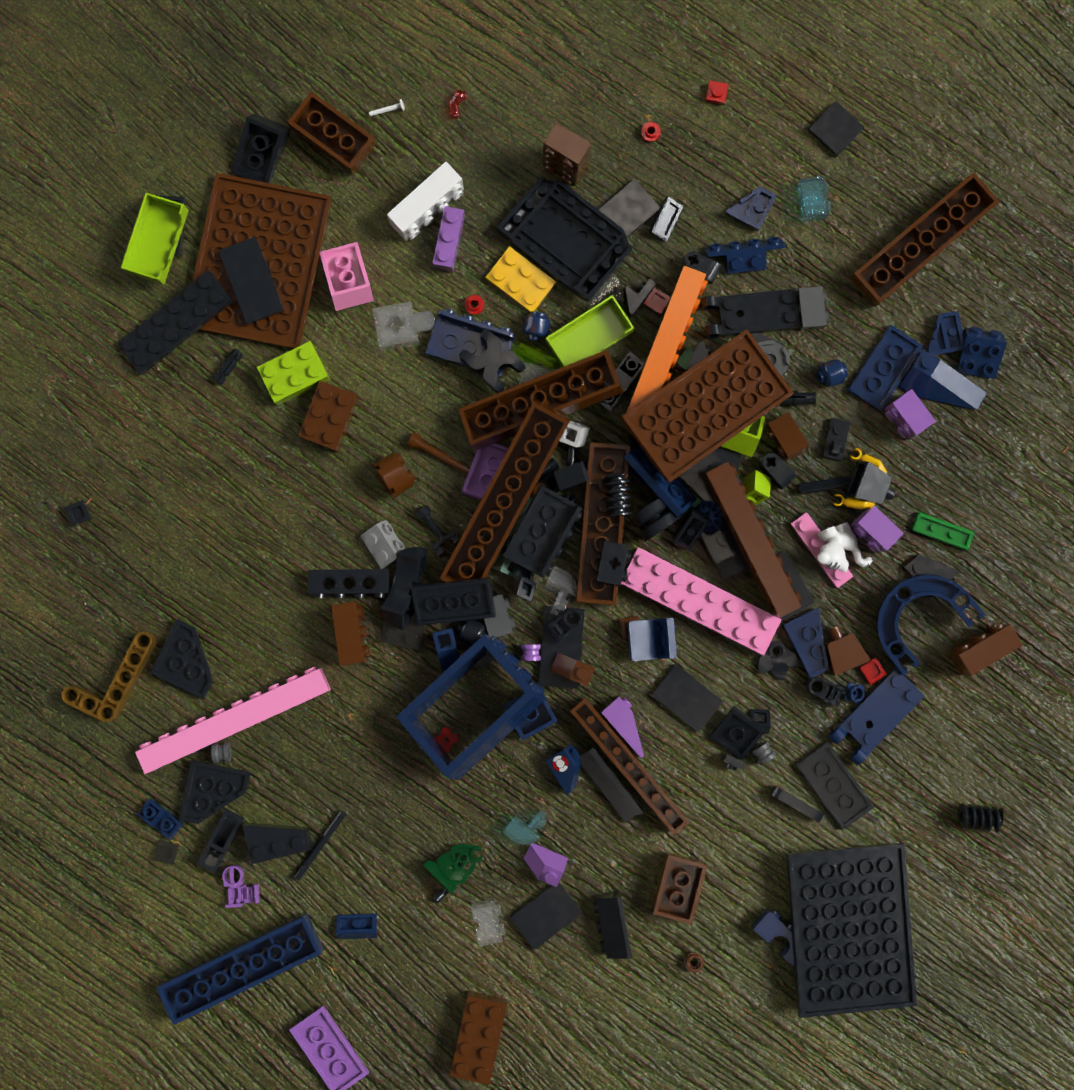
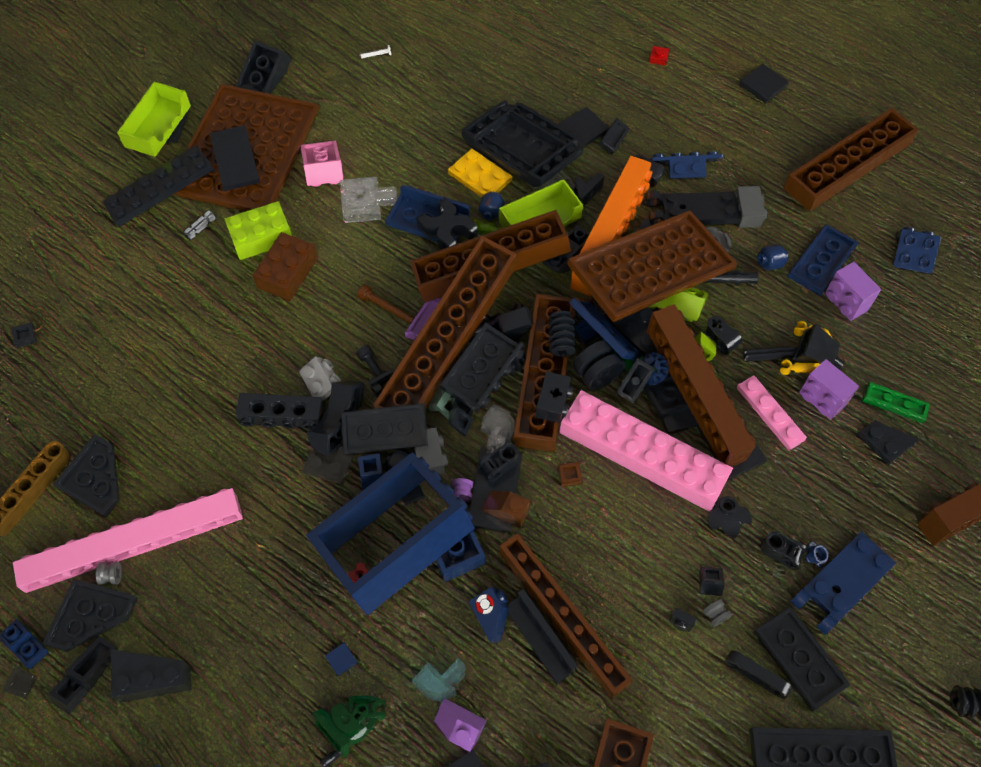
camera: 10 degrees right, 25 degrees down
(236, 893) = (95, 738): medium lavender piece -> none
(319, 845) = (197, 687): black bar -> none
(332, 133) = (326, 61): reddish brown brick -> none
(350, 633) = (271, 455): reddish brown brick -> none
(394, 475) = (340, 315): reddish brown brick -> none
(426, 202) = (400, 108): white piece -> none
(439, 813) = (341, 659): none -> dark blue tile
(448, 239) = (417, 139): medium lavender brick -> none
(457, 97) = (437, 47): clear red arm -> none
(474, 311) = (436, 188): red plate -> none
(566, 154) = (527, 71): reddish brown brick -> none
(575, 434) = (521, 291): white brick -> none
(622, 719) = (557, 562): medium lavender slope -> none
(650, 137) = (601, 77): red plate -> none
(652, 639) = (593, 483): bracket -> none
(657, 301) = (602, 194): plate -> none
(687, 698) = (630, 550): black tile -> none
(737, 732) = (687, 587): black tile -> none
(752, 208) = (692, 132): dark blue wing -> none
(787, 437) = (732, 306): reddish brown brick -> none
(808, 641) = (762, 499): dark blue wing -> none
(813, 198) = (747, 127): clear light blue brick -> none
(836, 439) = (779, 315): black hinge -> none
(838, 540) = (791, 402): white animal -> none
(844, 651) = (802, 510): reddish brown torso -> none
(872, 671) = (834, 534): red tile -> none
(917, 586) = (883, 445): dark blue piece -> none
(939, 382) = (885, 270): dark blue wedge -> none
(947, 334) = (880, 234): dark blue wing -> none

